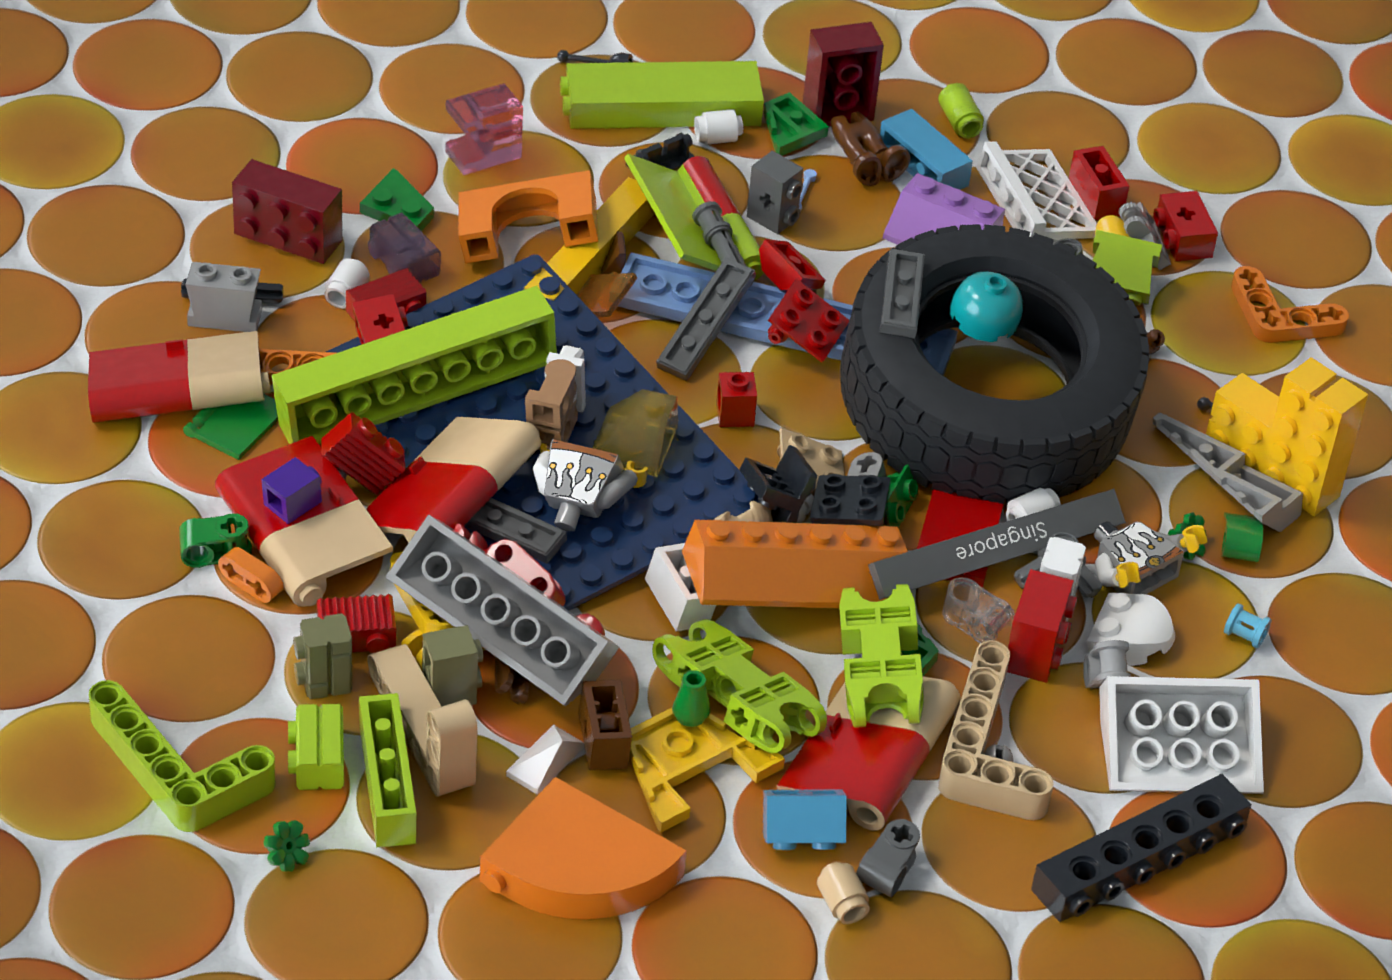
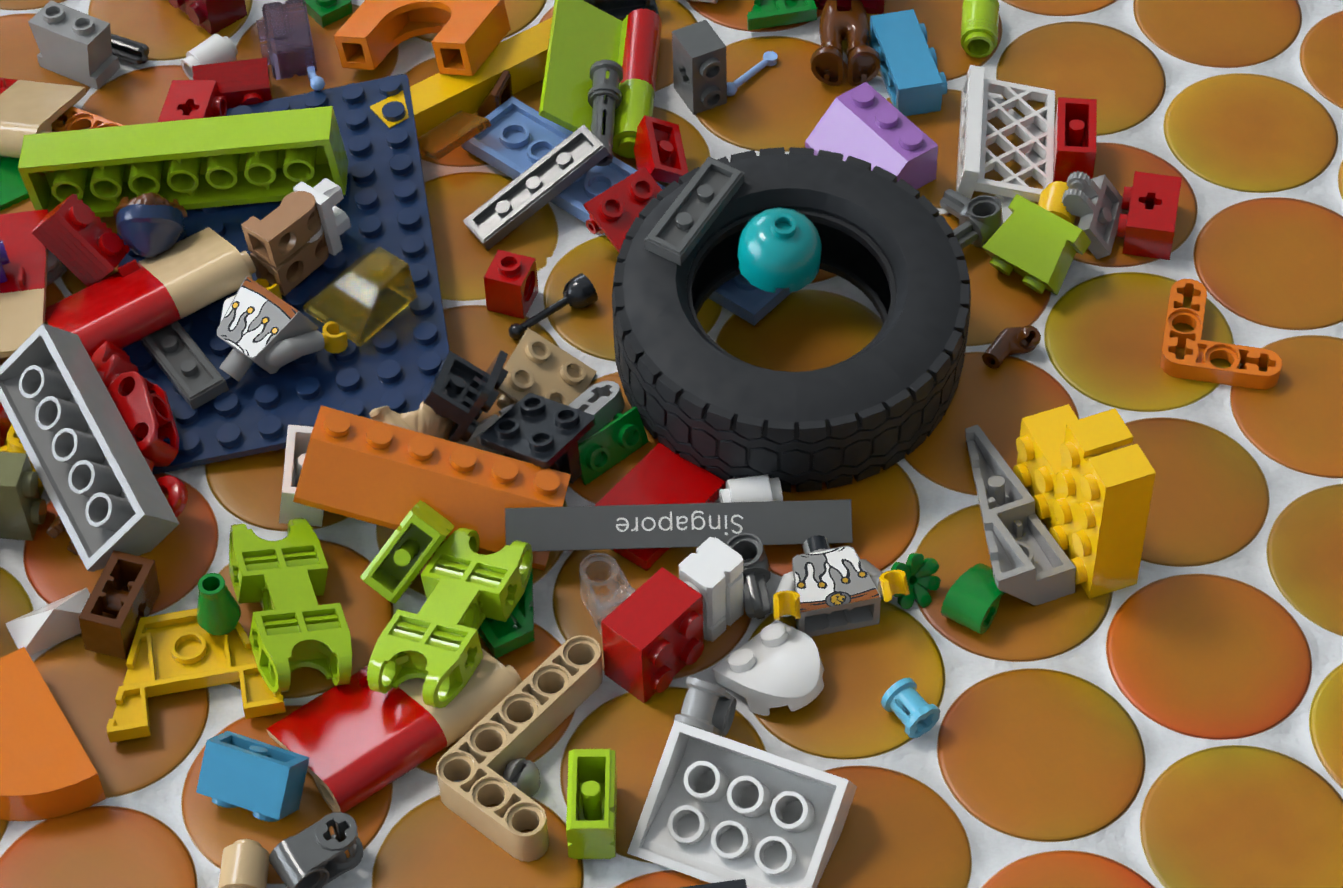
camera: 30 degrees right, 5 degrees up
(417, 423) = (149, 223): none -> dark blue hair
(439, 275) = (316, 82): none -> light blue hinge
(789, 393) = (577, 293): none -> black hinge
(813, 617) = (407, 551): none -> lime brick
(1073, 758) = (591, 804): none -> lime brick

